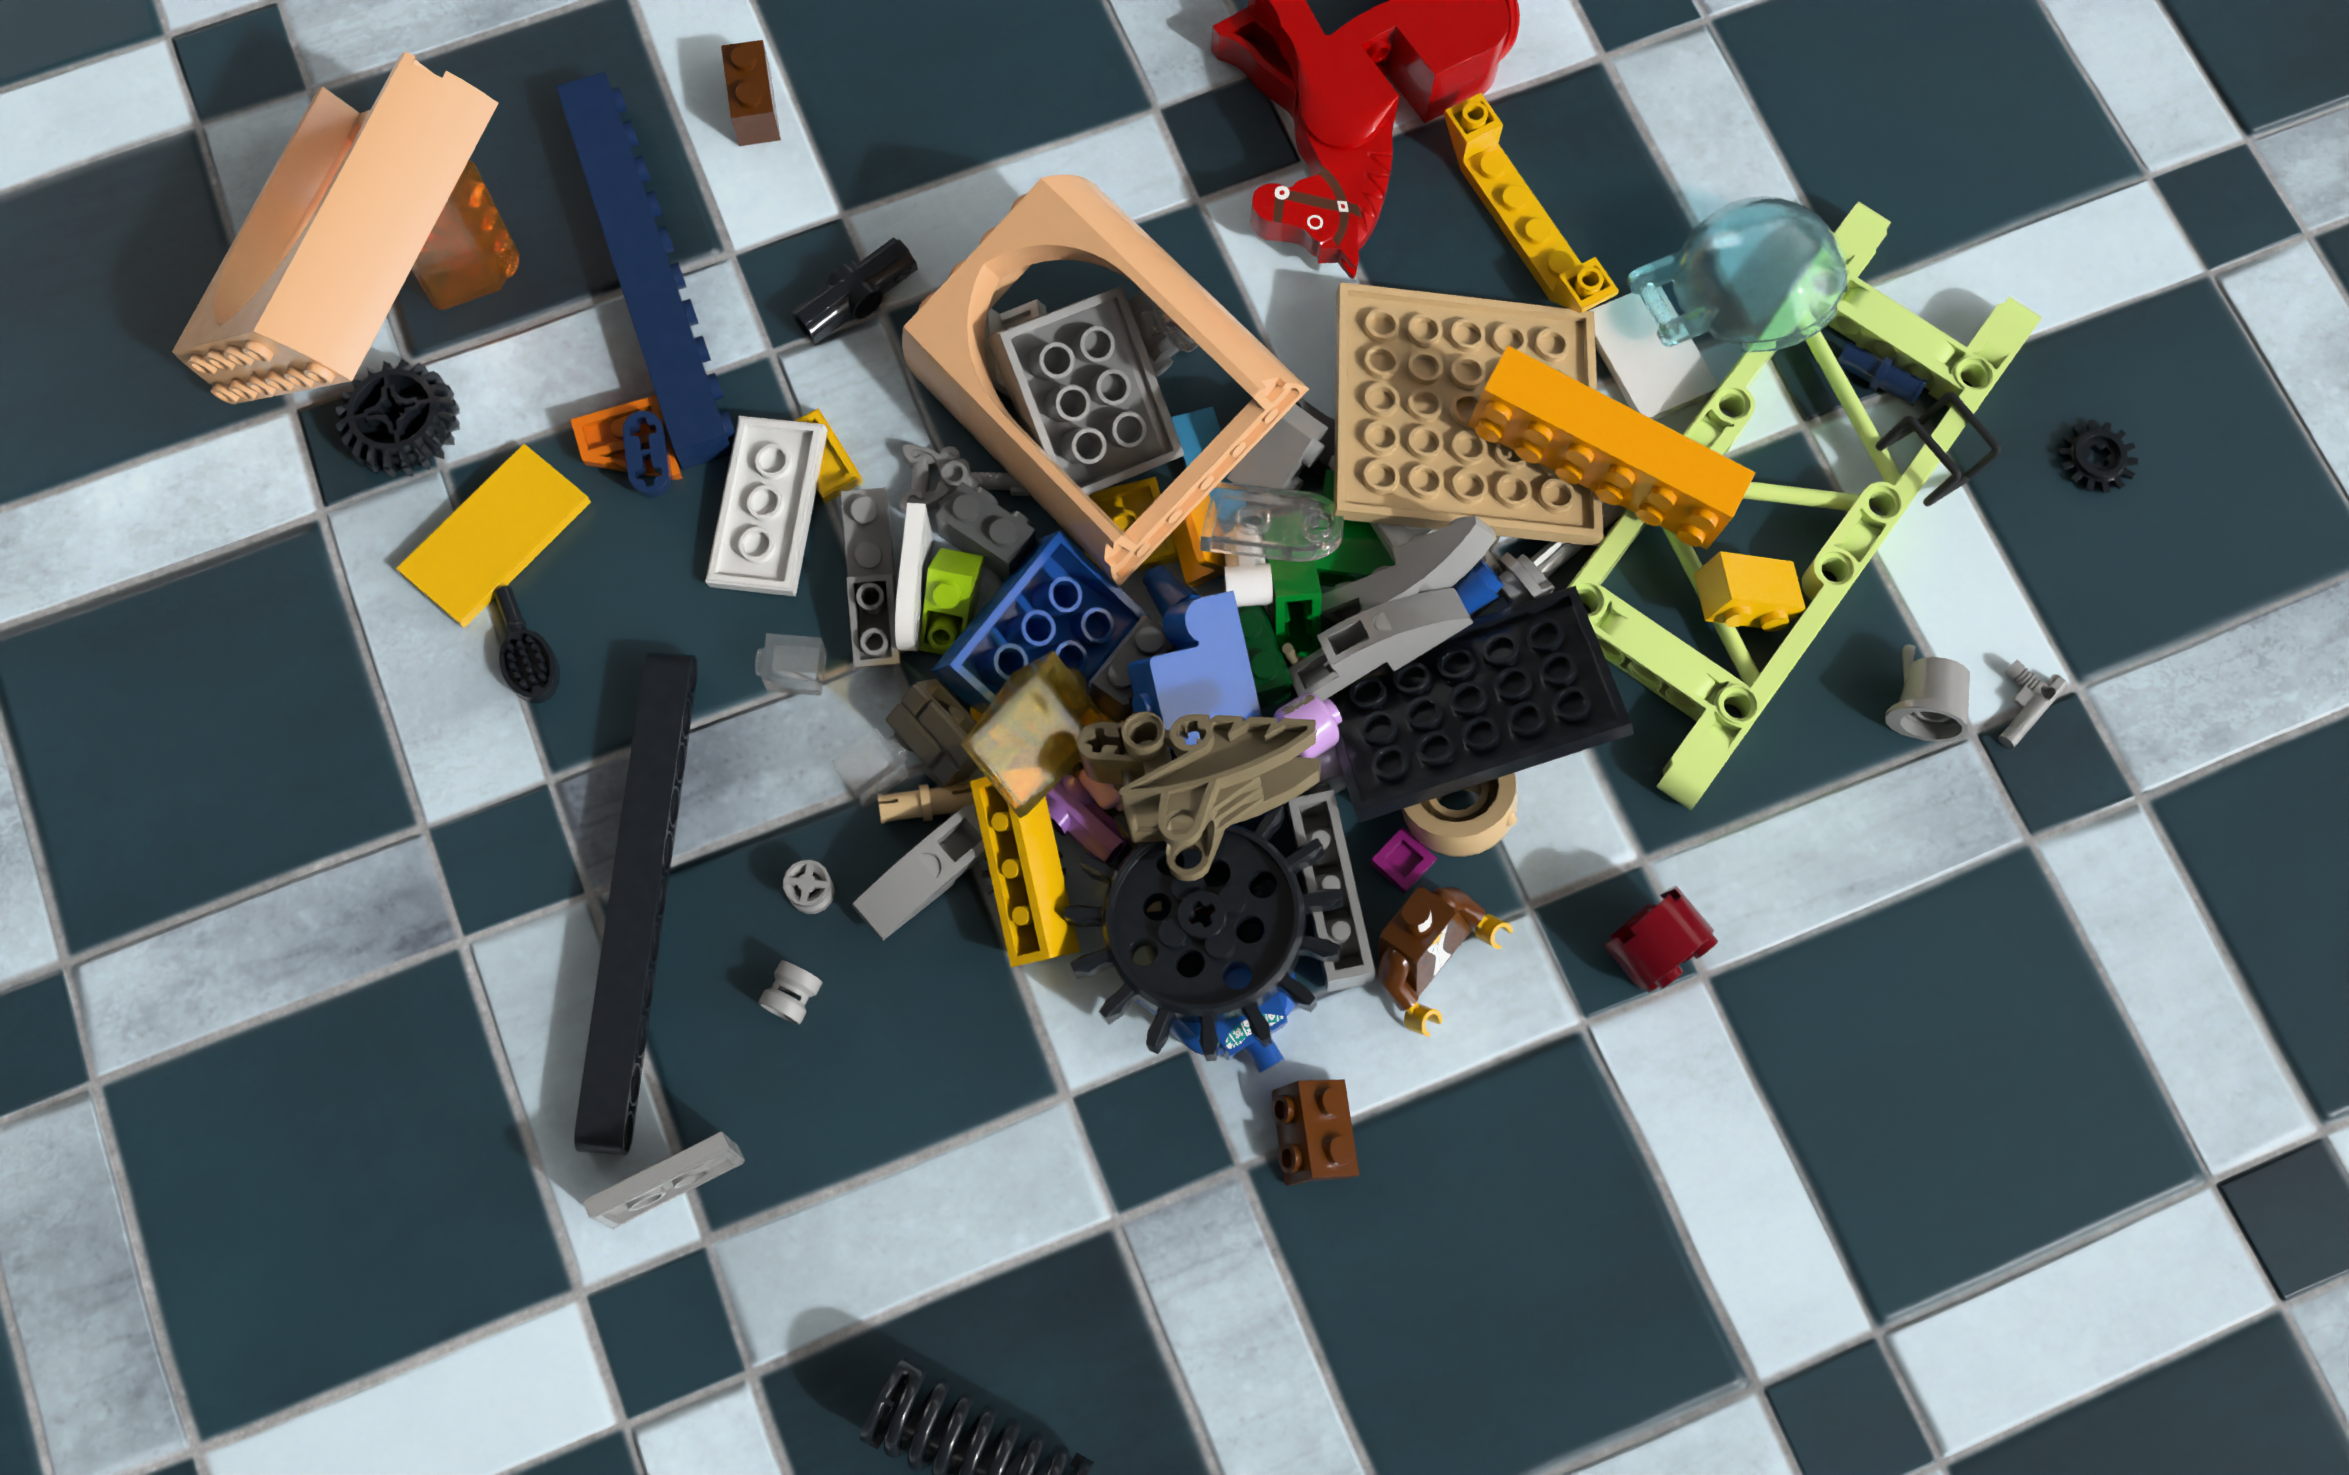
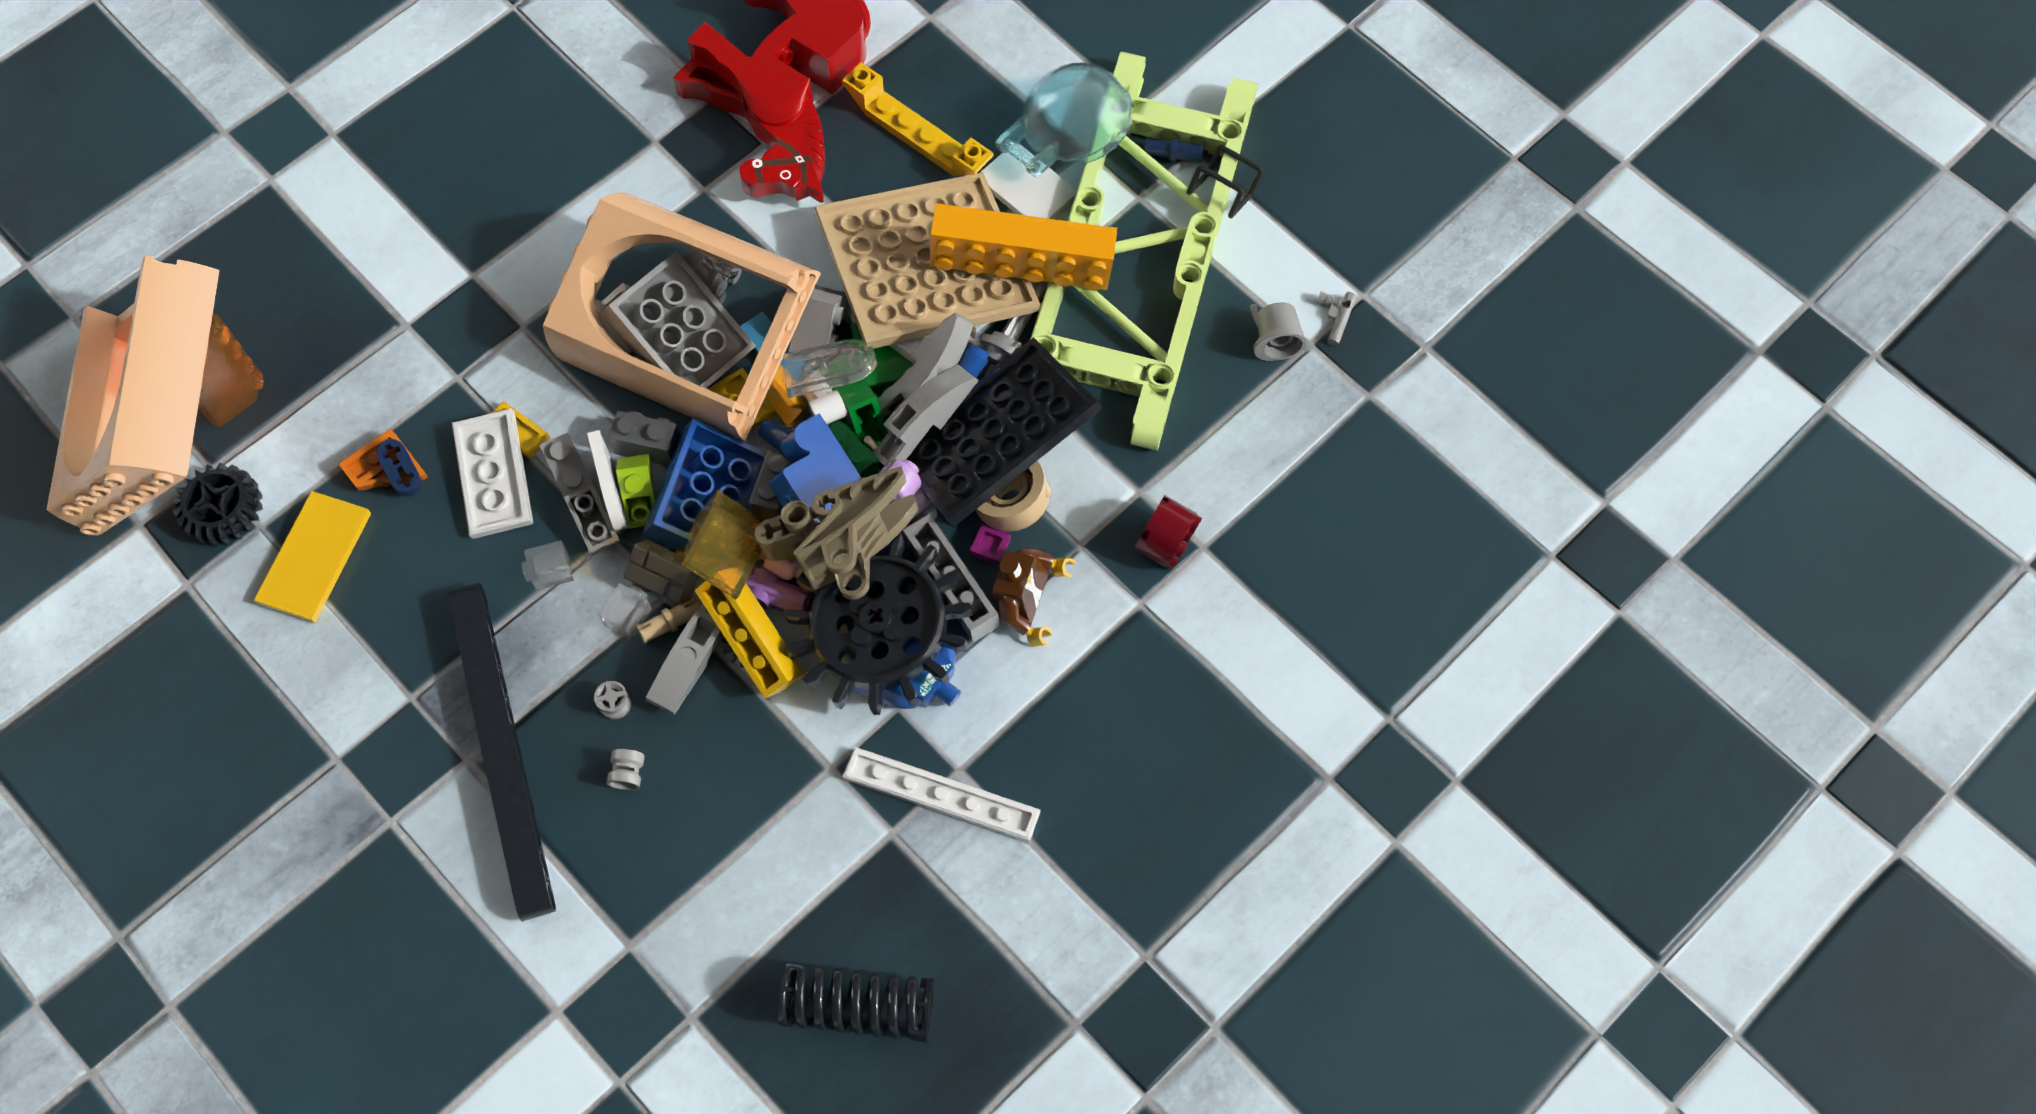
camera: 20 degrees left, 5 degrees down
(524, 655) = (364, 624): black piece -> none
(644, 271) = (352, 354): dark blue brick -> none
(664, 1181) = (588, 914): light grey tile -> none
(750, 93) = (381, 218): reddish brown brick -> none
(854, 290) = (499, 319): black piece -> none
(952, 472) = (607, 410): light grey piece -> none
(1204, 1195) = (941, 794): none -> white tile
(1314, 1131) = (997, 729): reddish brown bracket -> none
(1749, 591) = (1142, 305): yellow brick -> none
(2099, 441) = (1322, 145): black gear -> none

